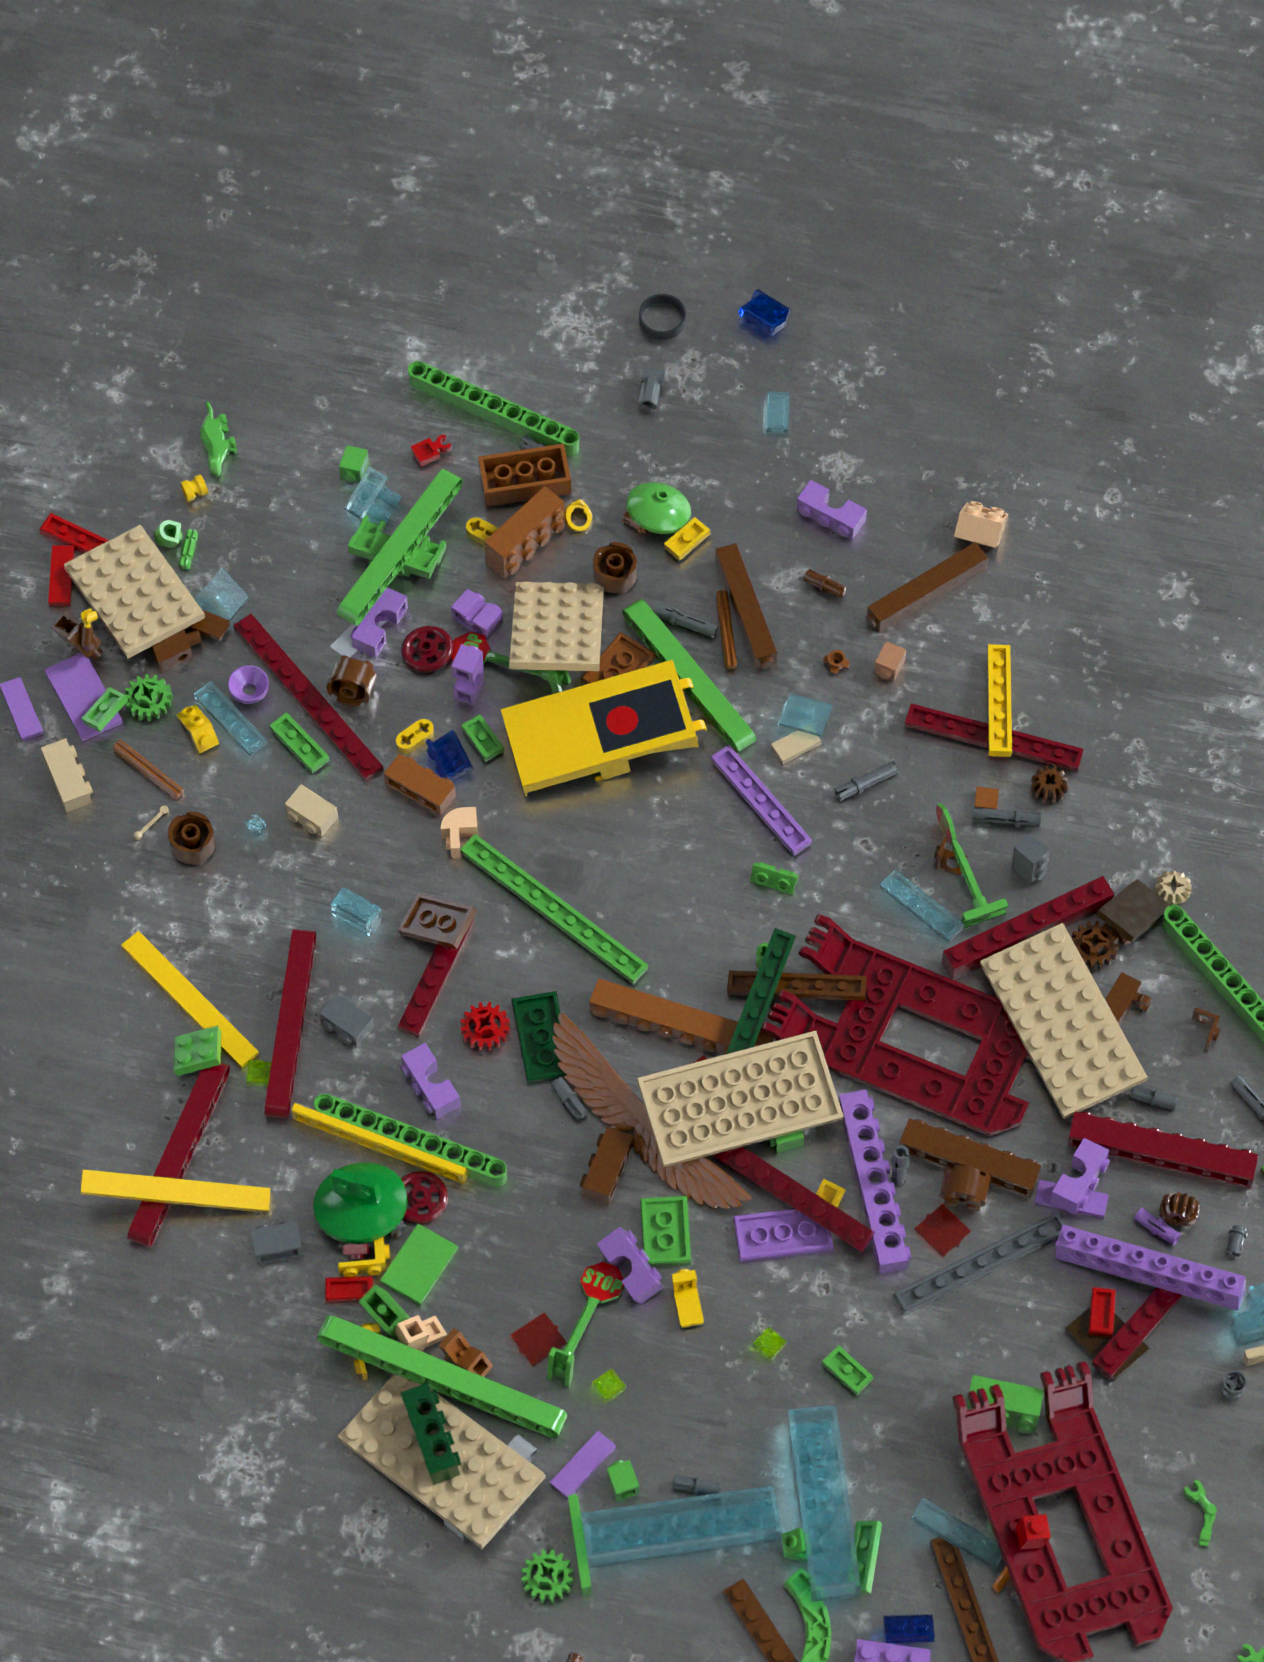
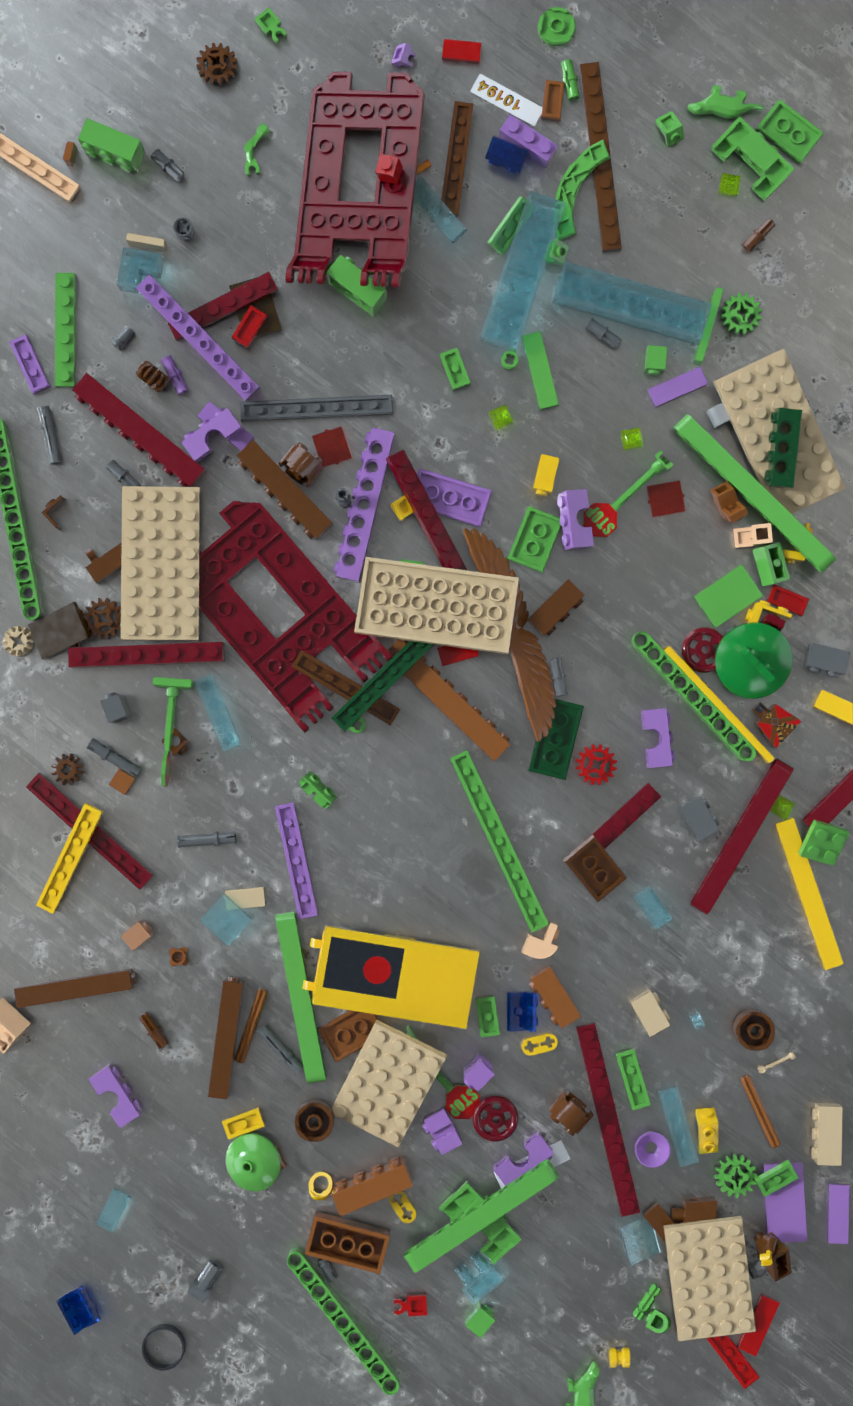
camera: 155 degrees left, 25 degrees up
(305, 1151) = (774, 723): none -> torso
(750, 1413) = (540, 370): none -> bright green tile
(788, 1401) = (504, 358): none -> bright green bush

